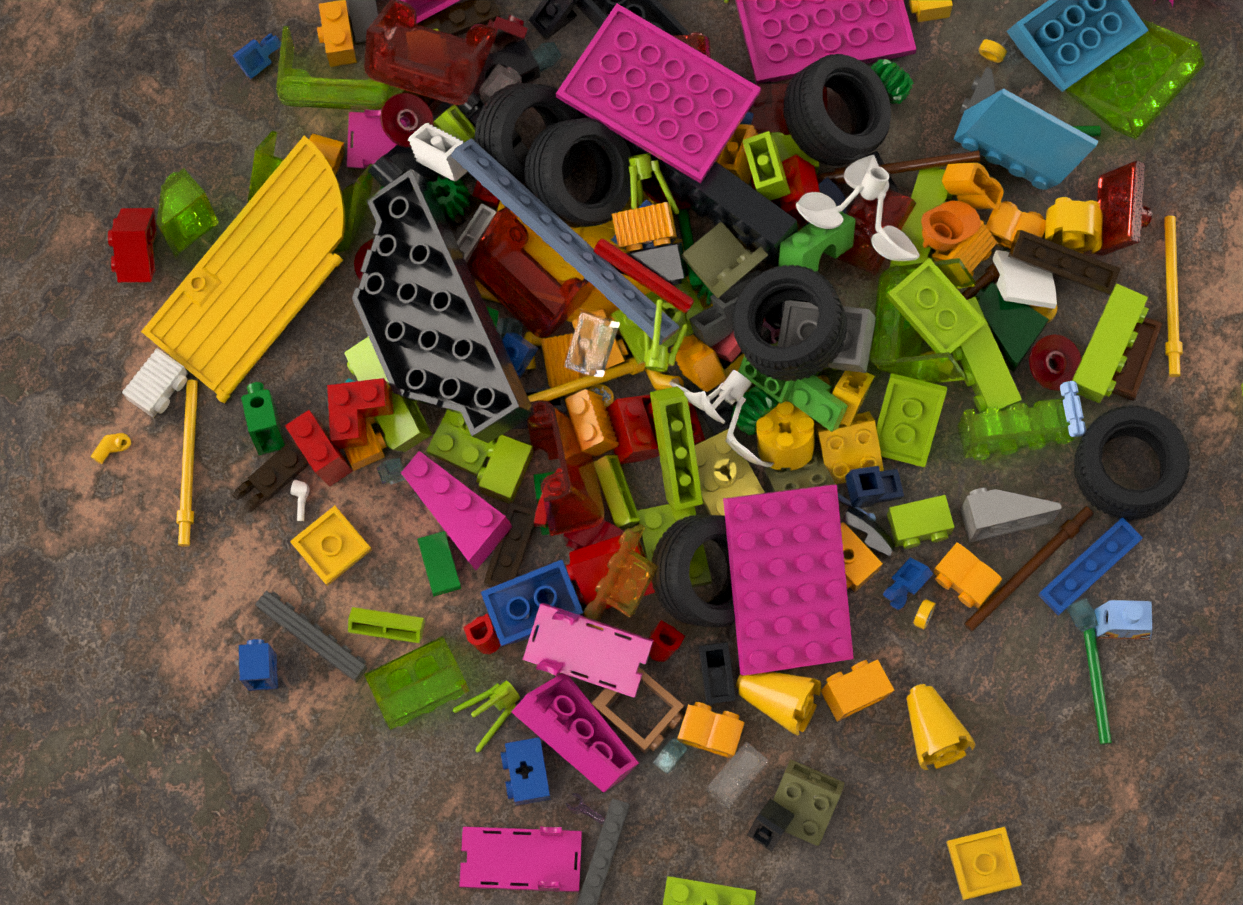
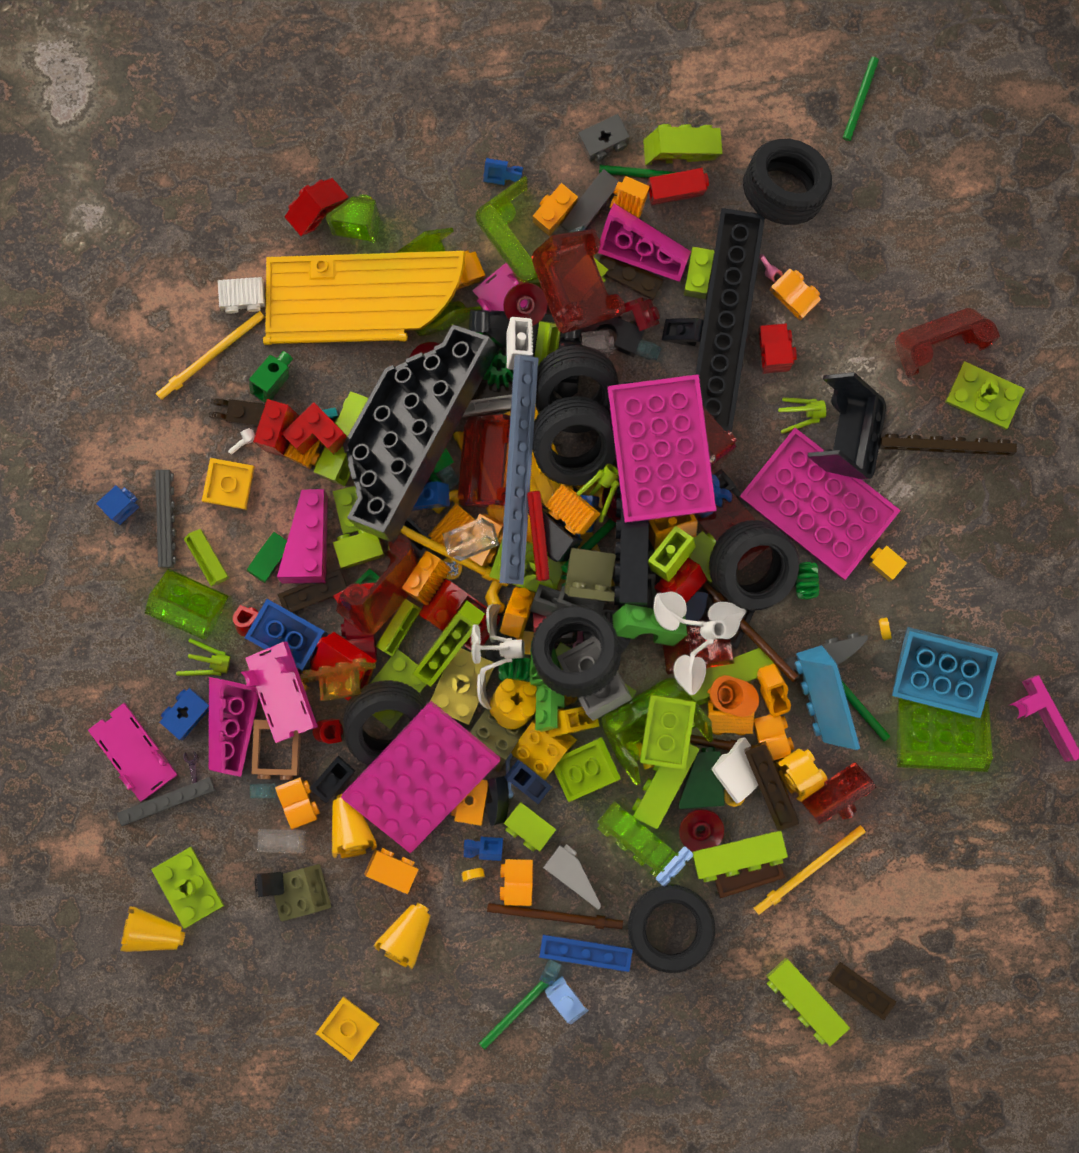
camera: 55 degrees right, 10 degrees up
(110, 444) = (184, 300): yellow arm -> none
(390, 471) = (302, 481): clear light blue piece -> none
(657, 356) = (493, 587): lime plant -> none

